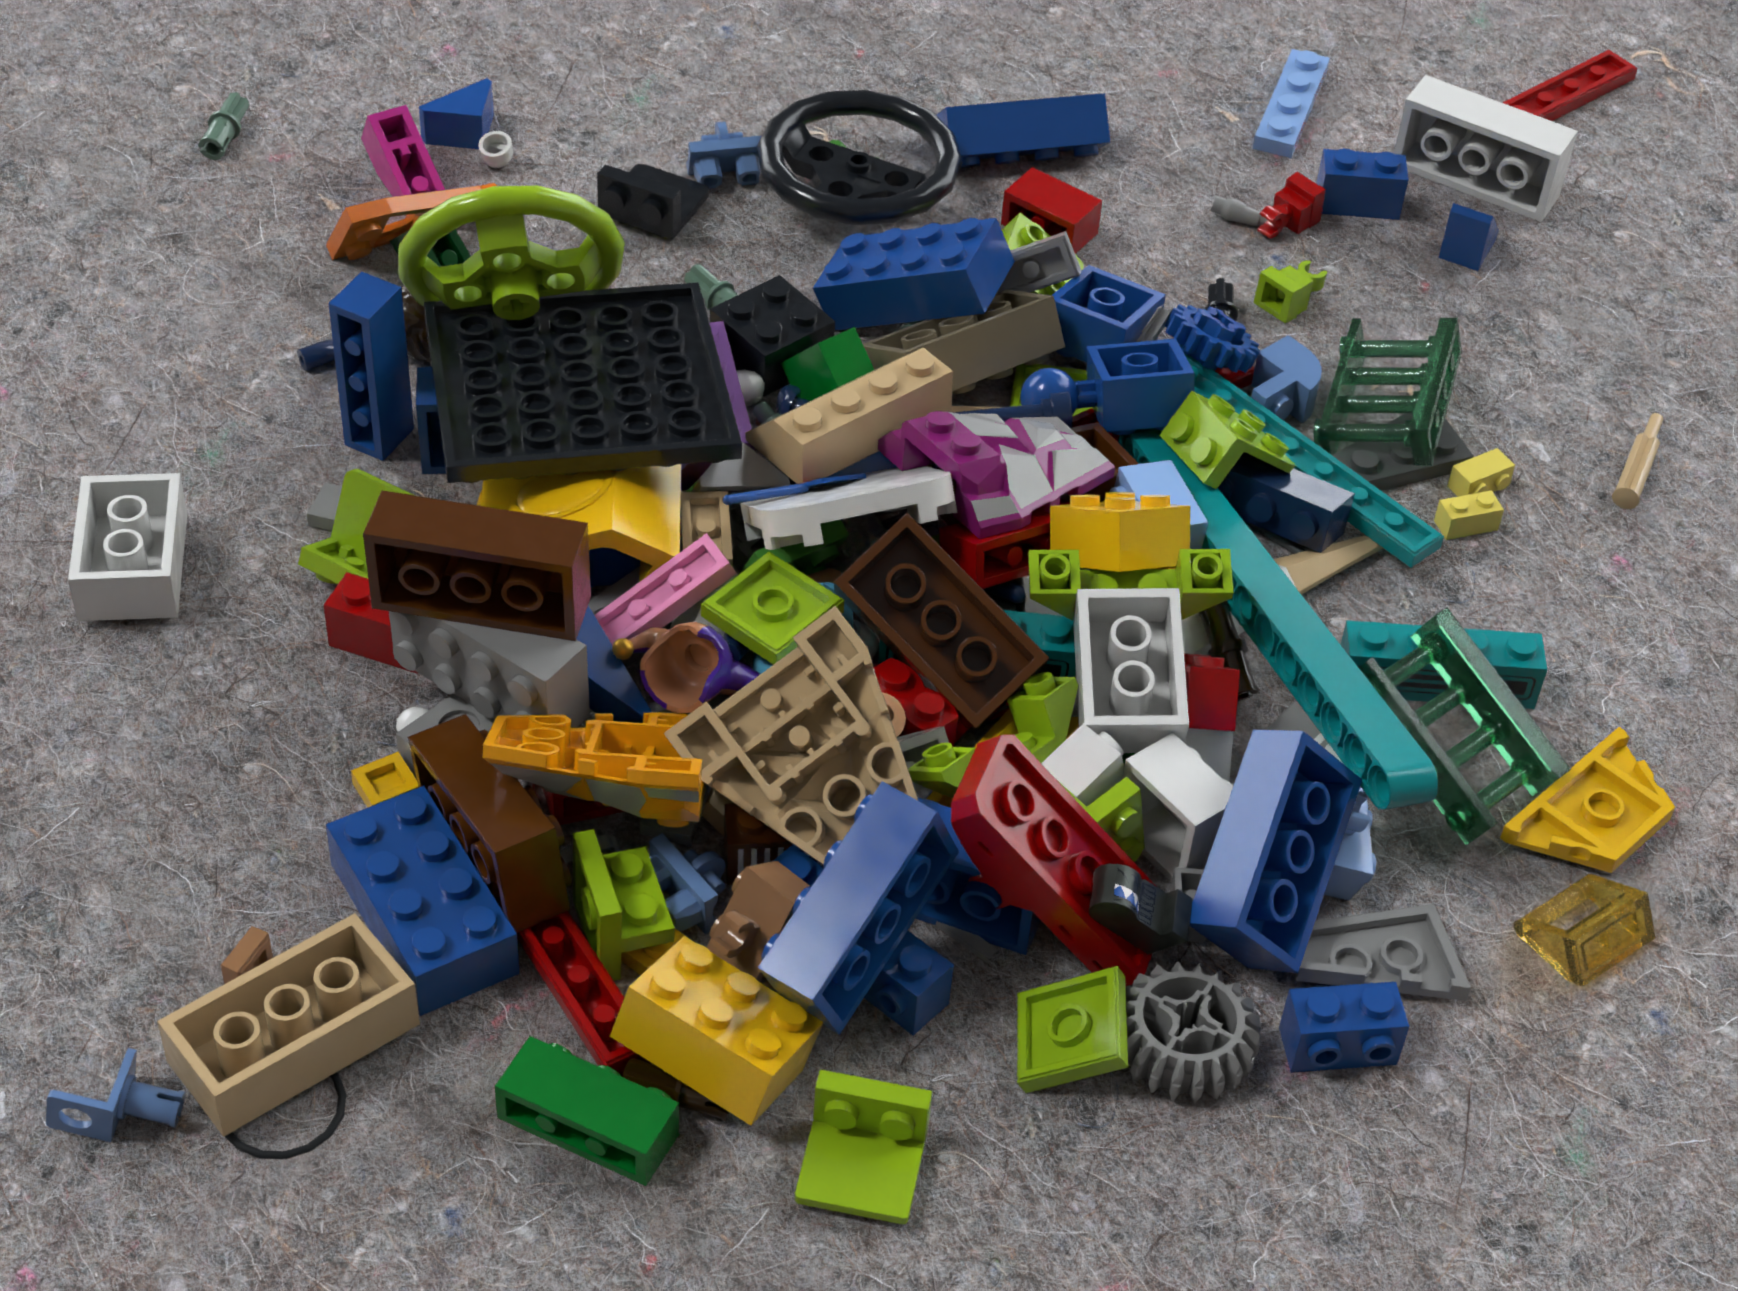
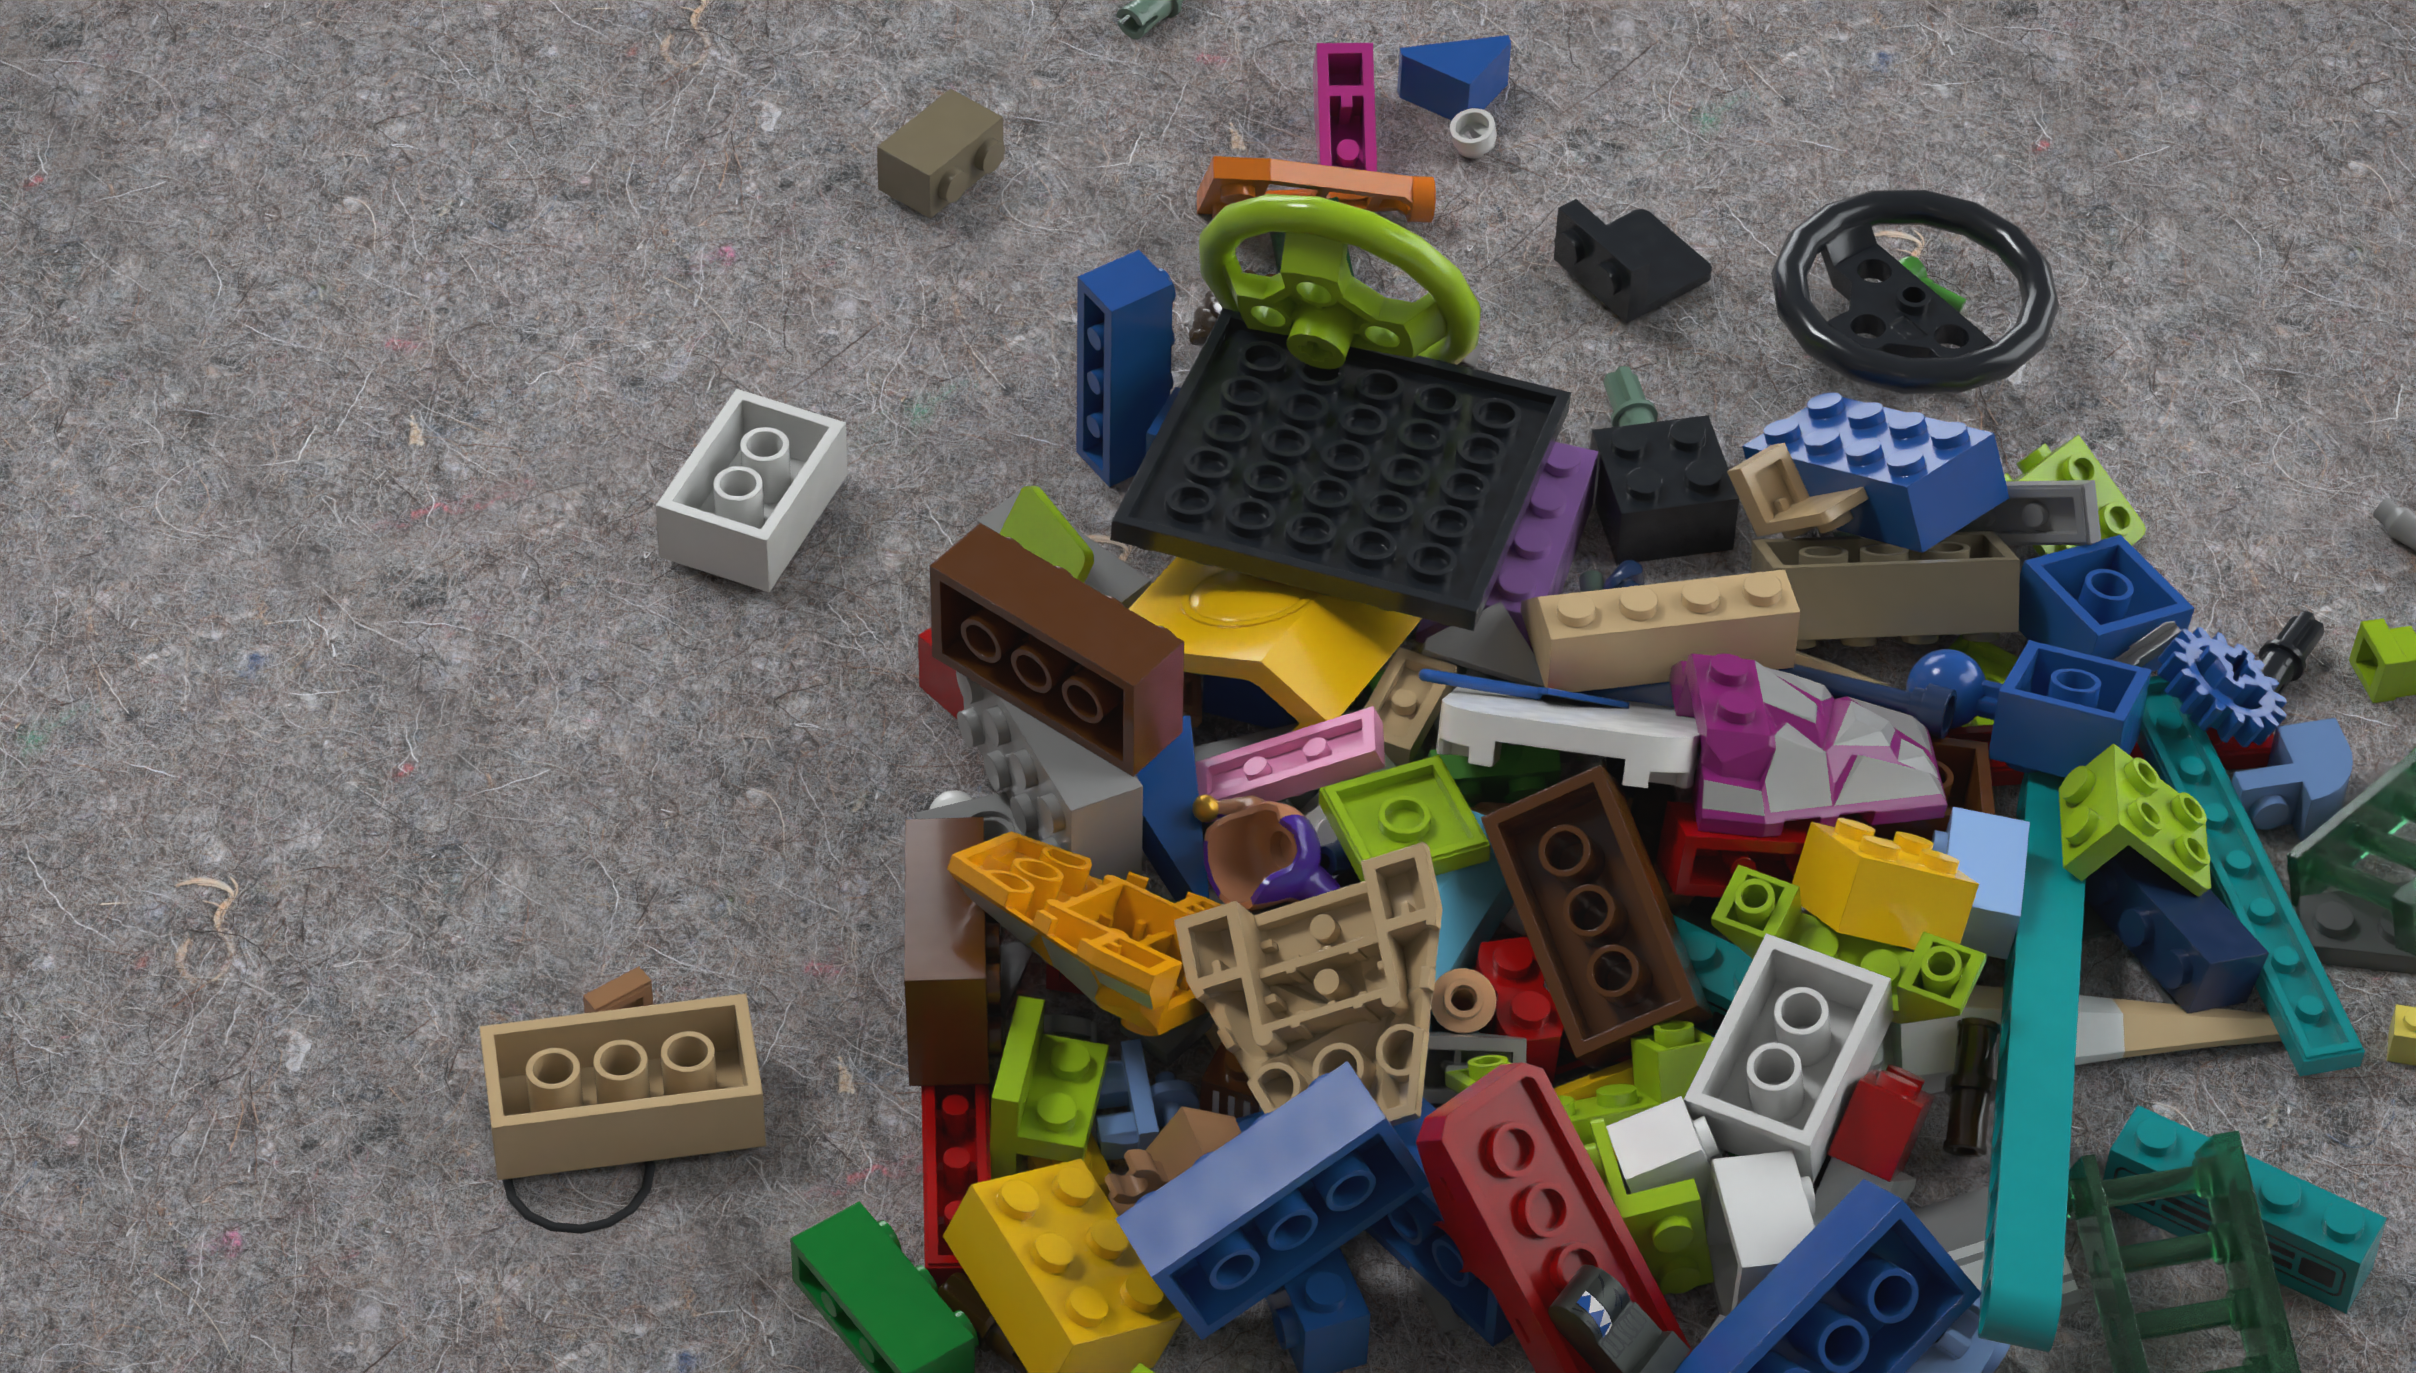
camera: 30 degrees right, 0 degrees up
(126, 1098) = (416, 1097): medium blue bracket -> none
(130, 271) = (940, 153): none -> dark tan brick
(383, 779) = (877, 868): yellow plate -> none
(423, 898) = (840, 1011): blue brick -> none
(724, 154) = (1750, 228): medium blue hips -> none
(751, 386) = (1593, 546): white hinge -> none
(828, 364) = (1691, 549): green brick -> none
(854, 307) = (1778, 498): none -> tan bracket
(1029, 128) = (2175, 321): blue slope -> none
(1053, 207) = (2139, 445): red brick -> none

